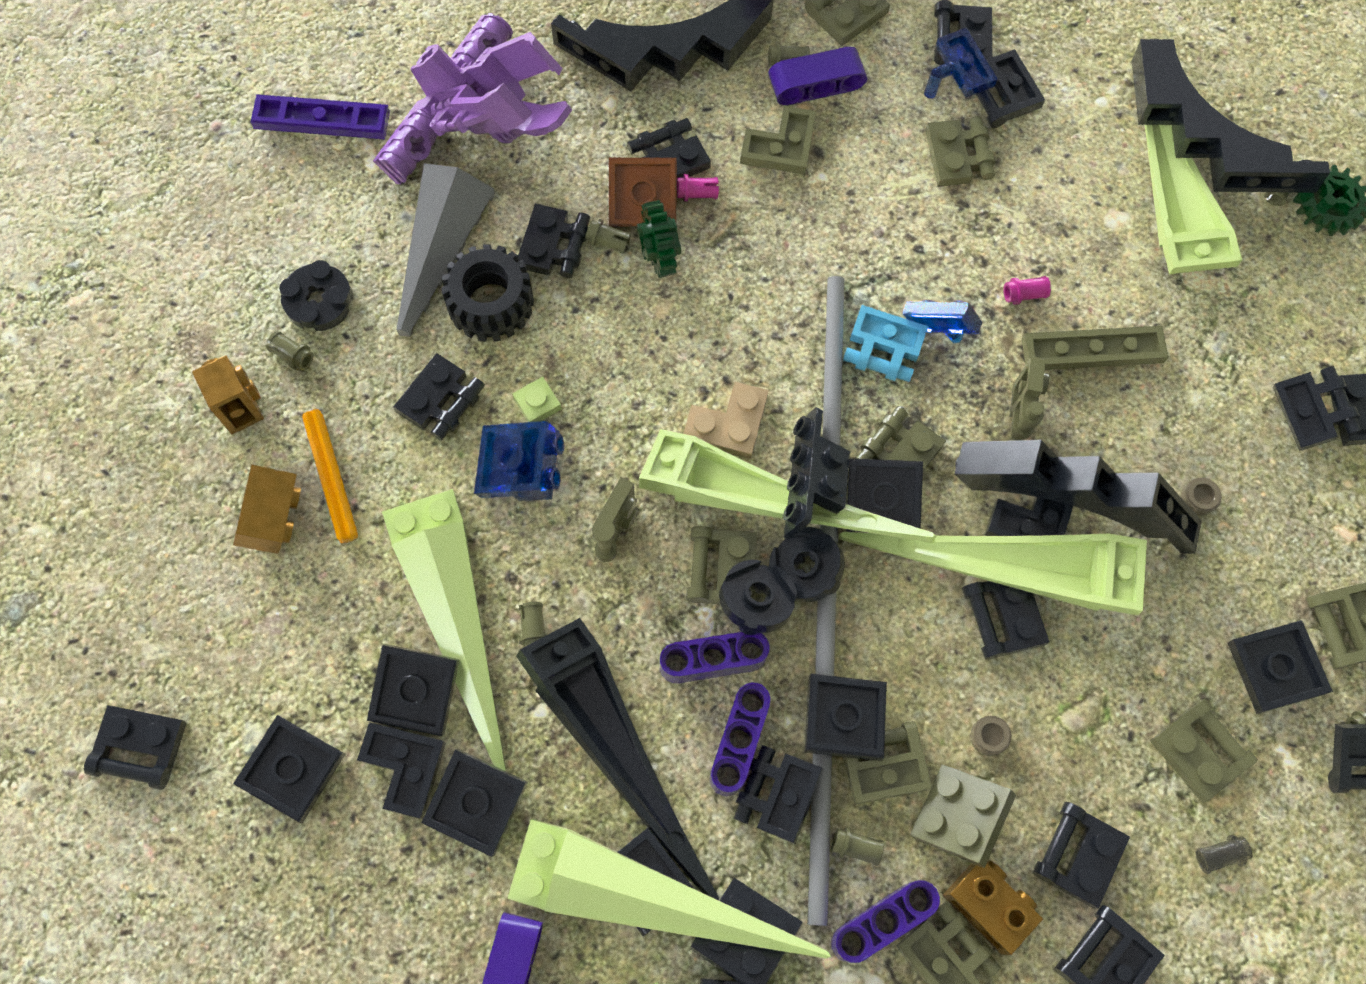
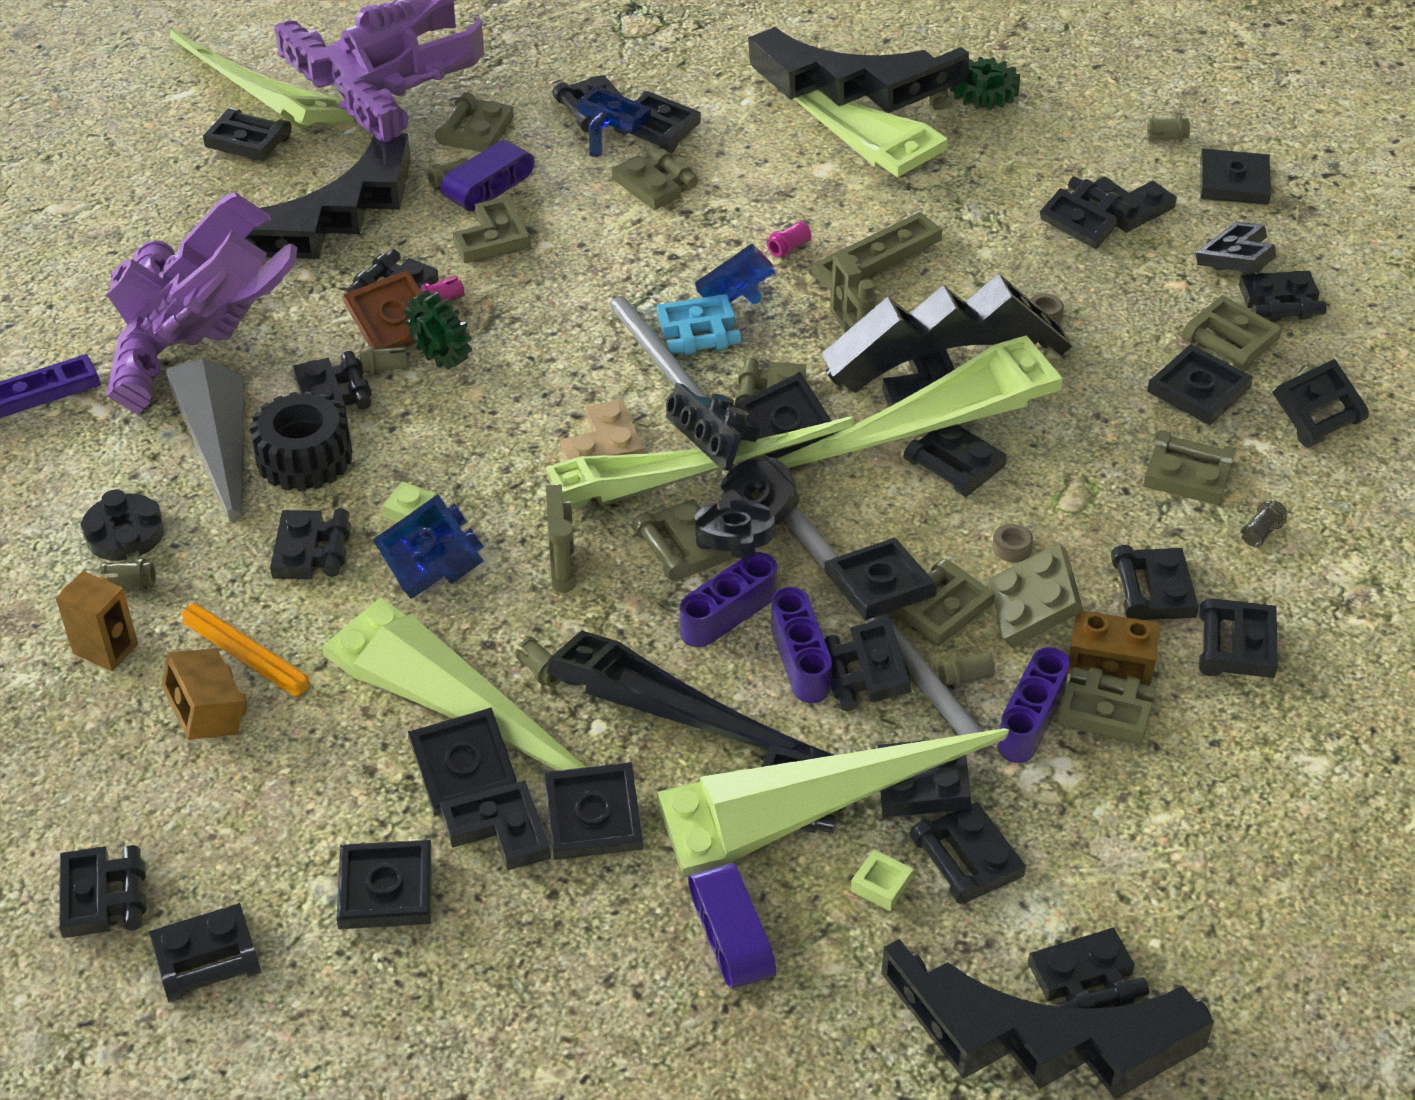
camera: 30 degrees left, 25 degrees down
(88, 639) = (86, 894): none -> black plate

